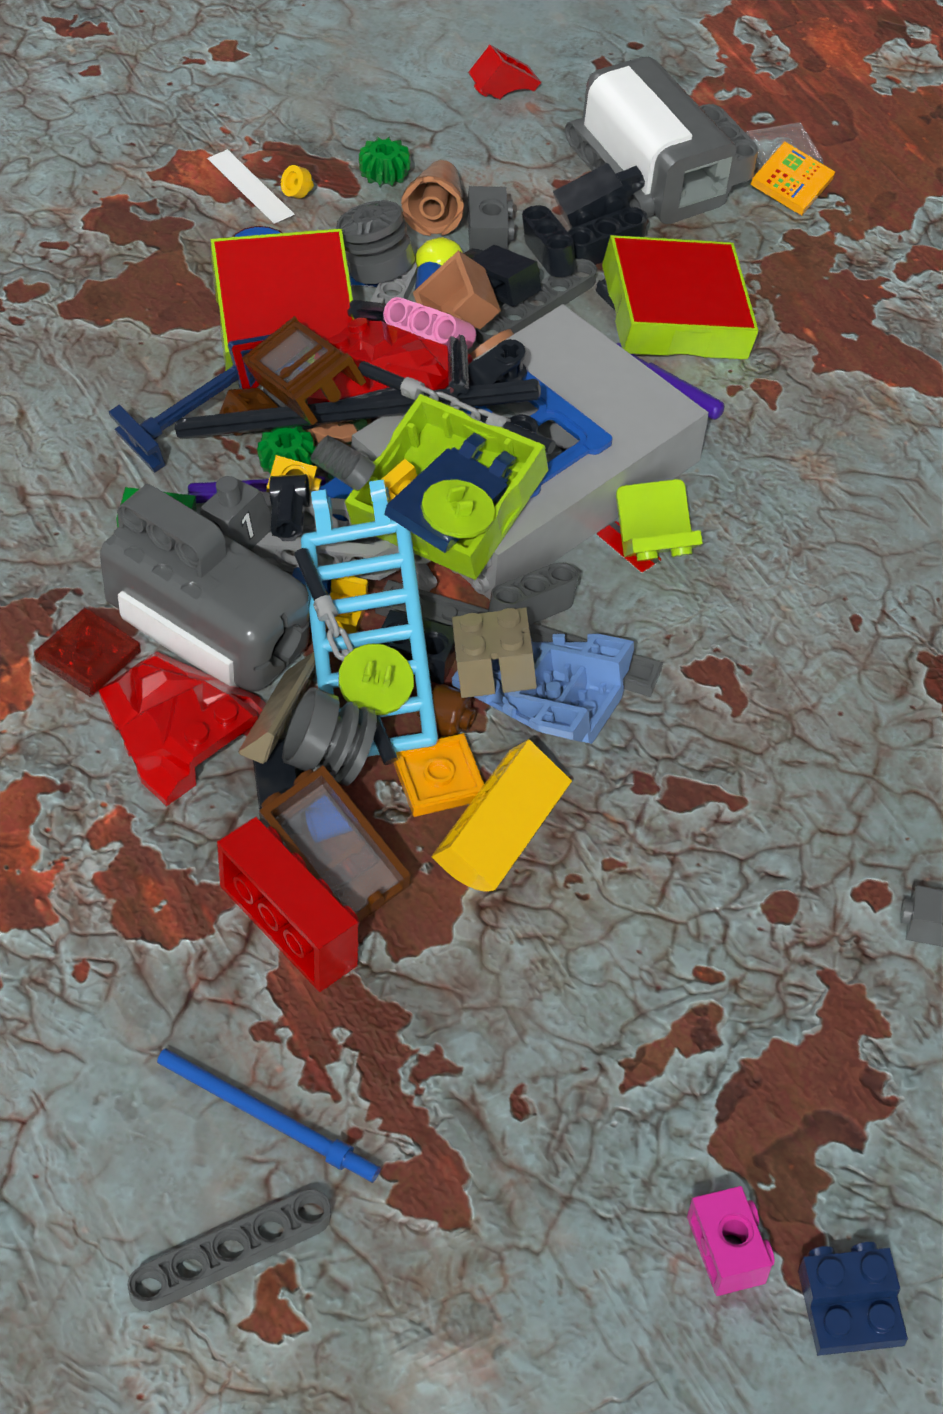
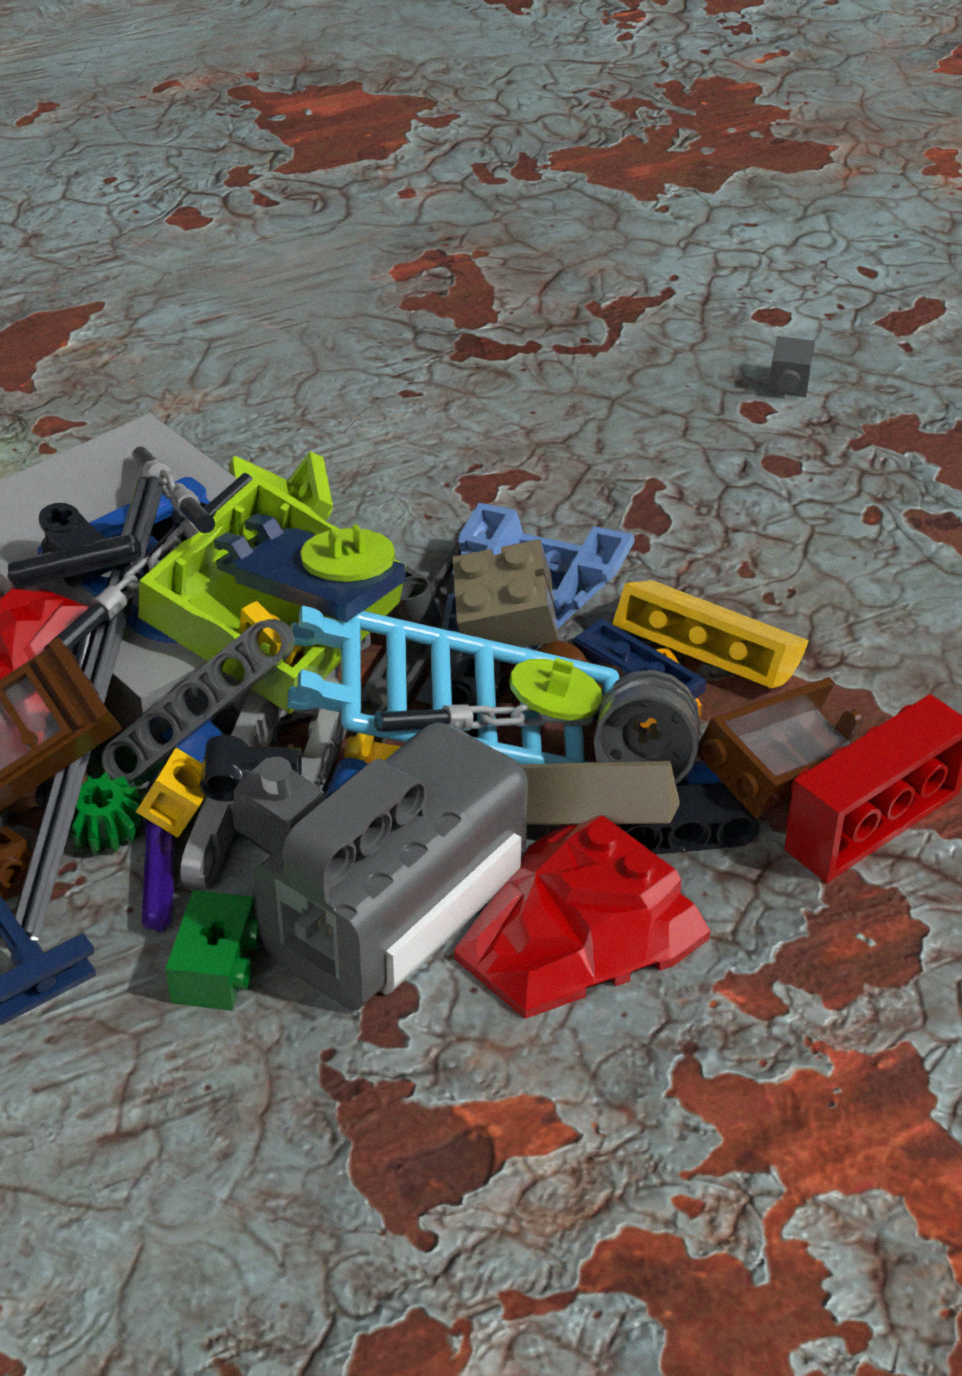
camera: 85 degrees left, 10 degrees down
(87, 652) = (461, 1021): clear red plate -> none
(452, 762) = (616, 649): none -> dark blue tile
(510, 407) = (182, 499): none -> piece

